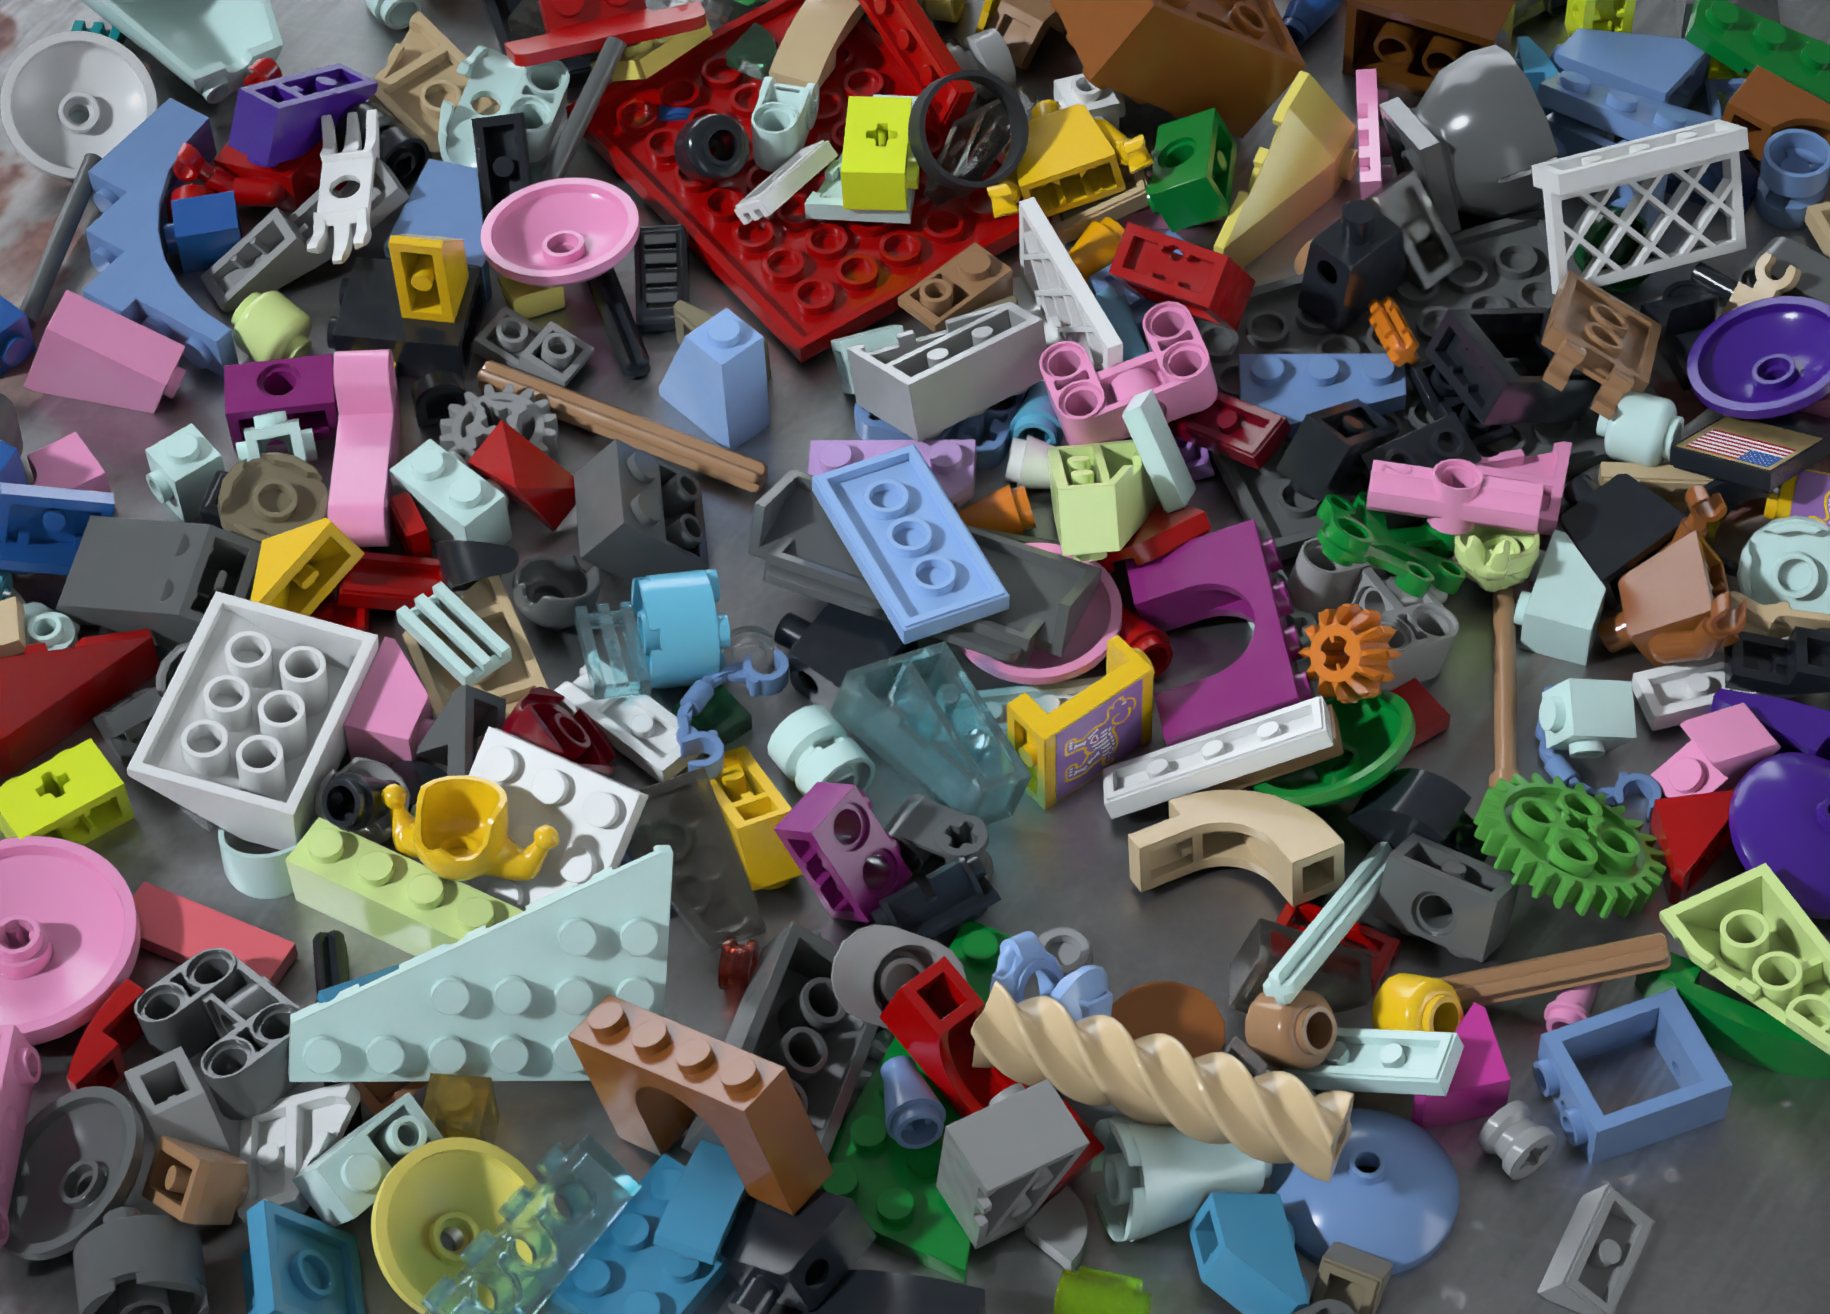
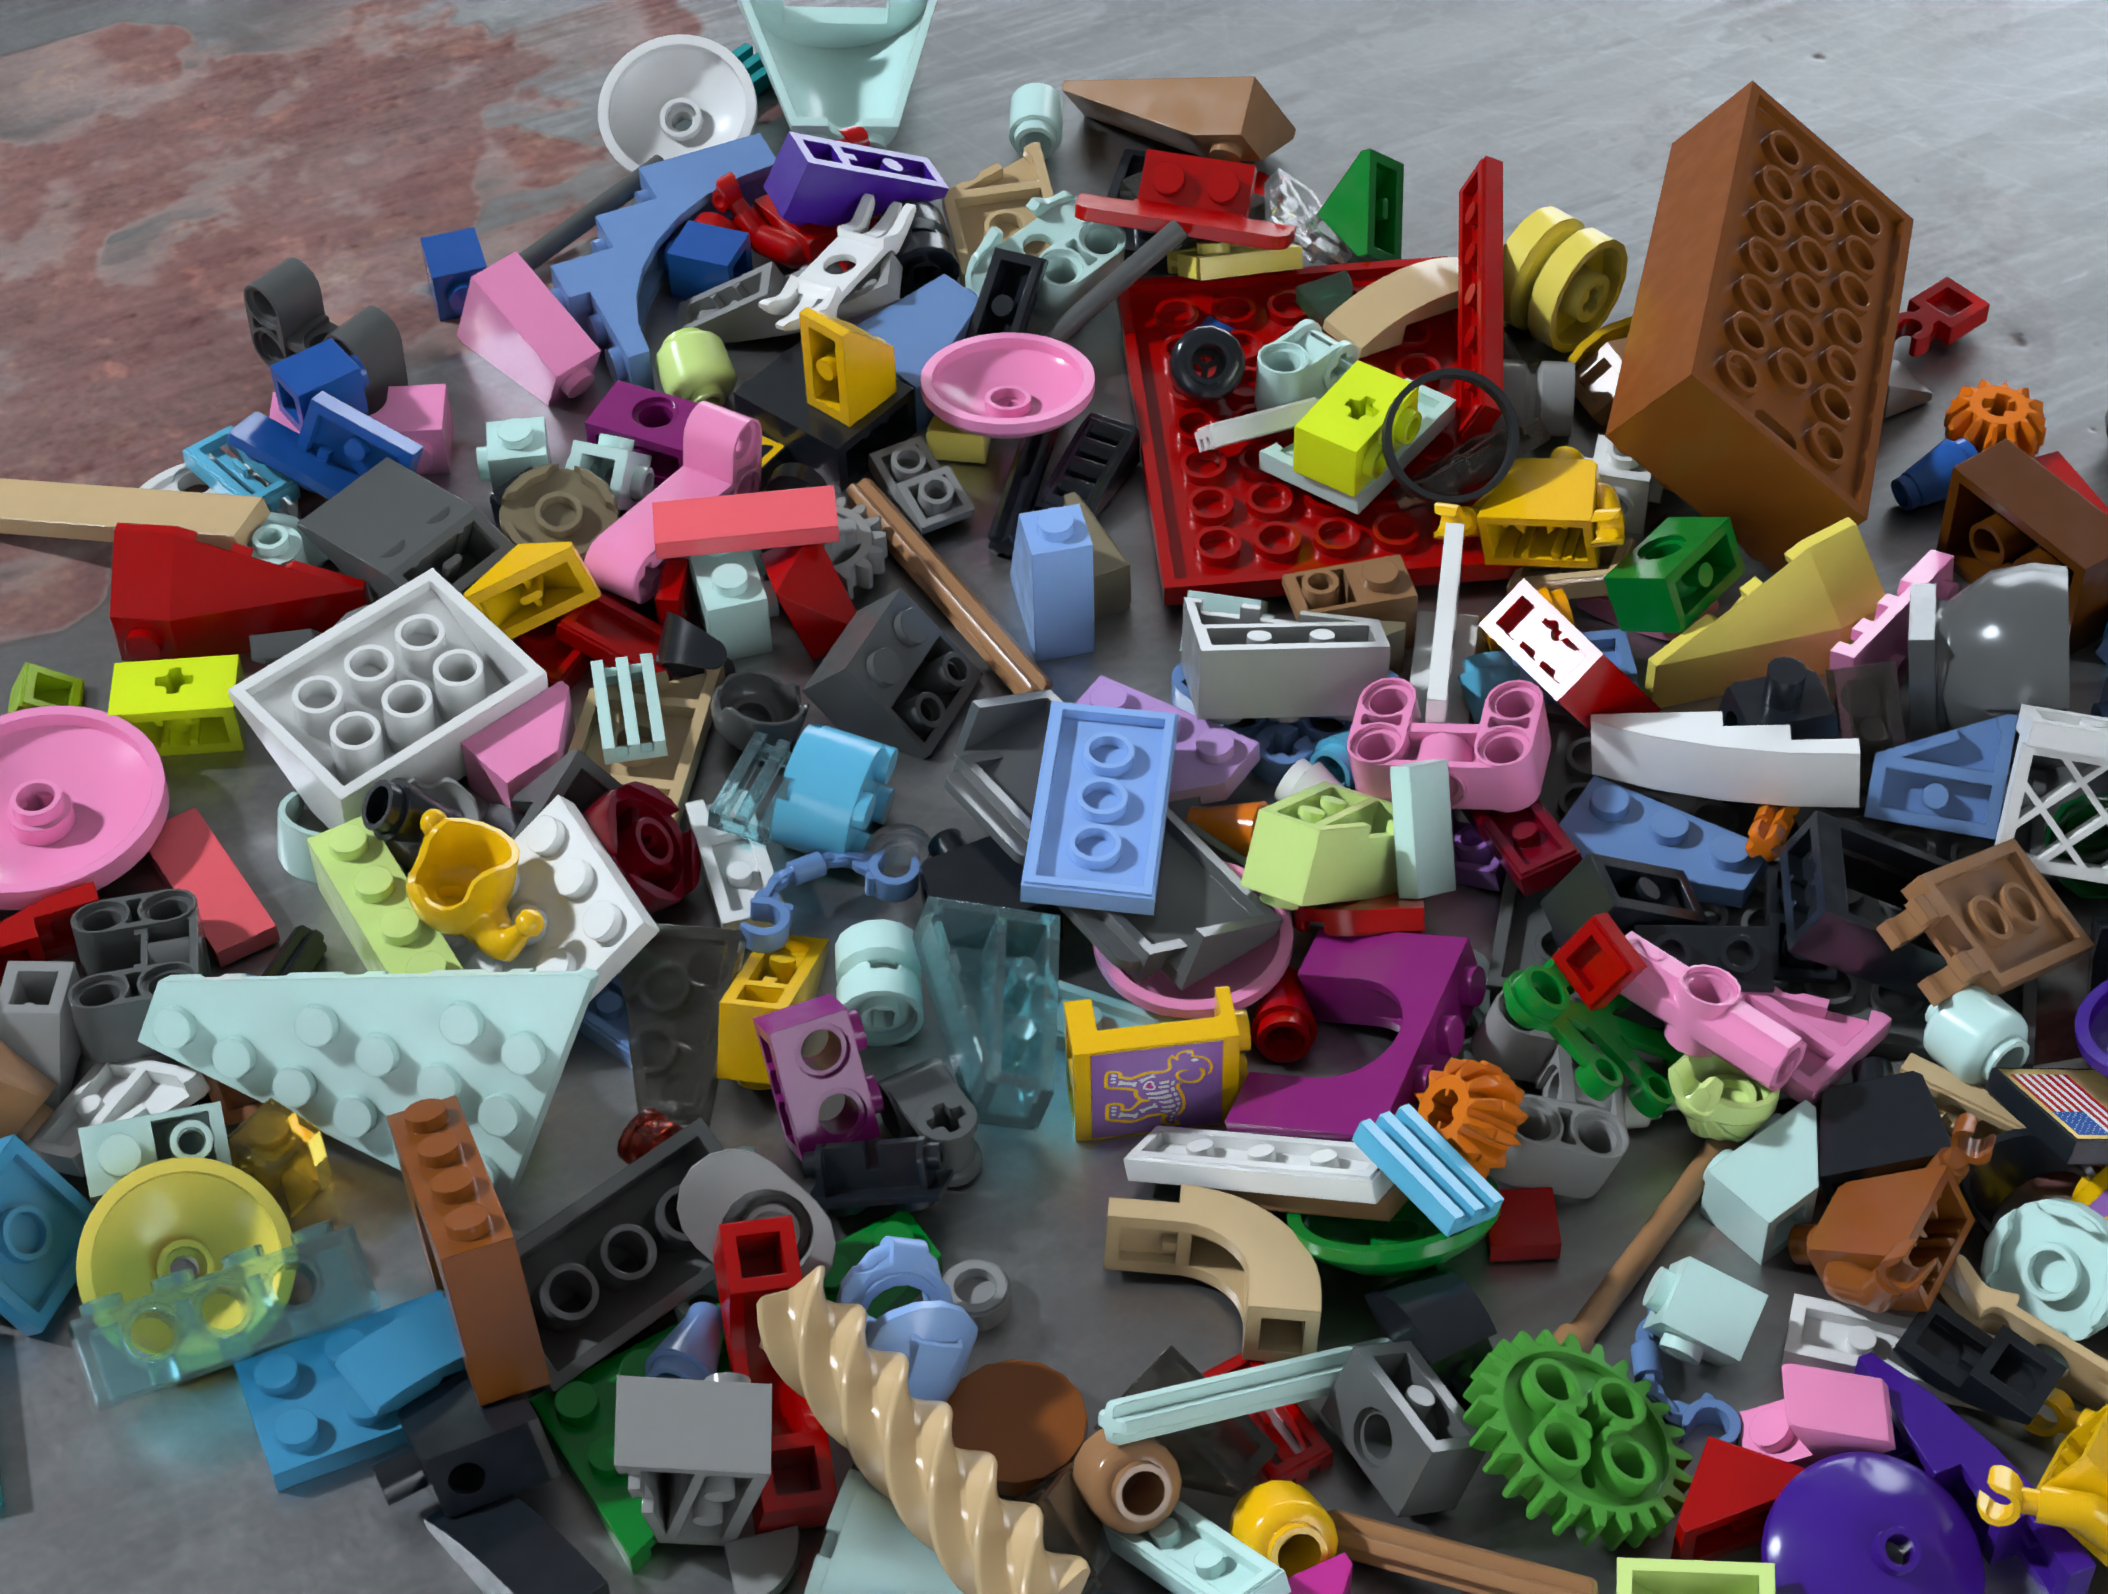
camera: 30 degrees right, 5 degrees down
(448, 439) = (745, 522): none -> coral tile
(723, 715) = (821, 903): clear green tile -> none
(1329, 305) = (1726, 763): none -> white slope
(1356, 702) = (1428, 1170): none -> medium azure tile
(1367, 493) = (1599, 961): none -> red tile
(1493, 245) = (1946, 779): none -> medium blue wing

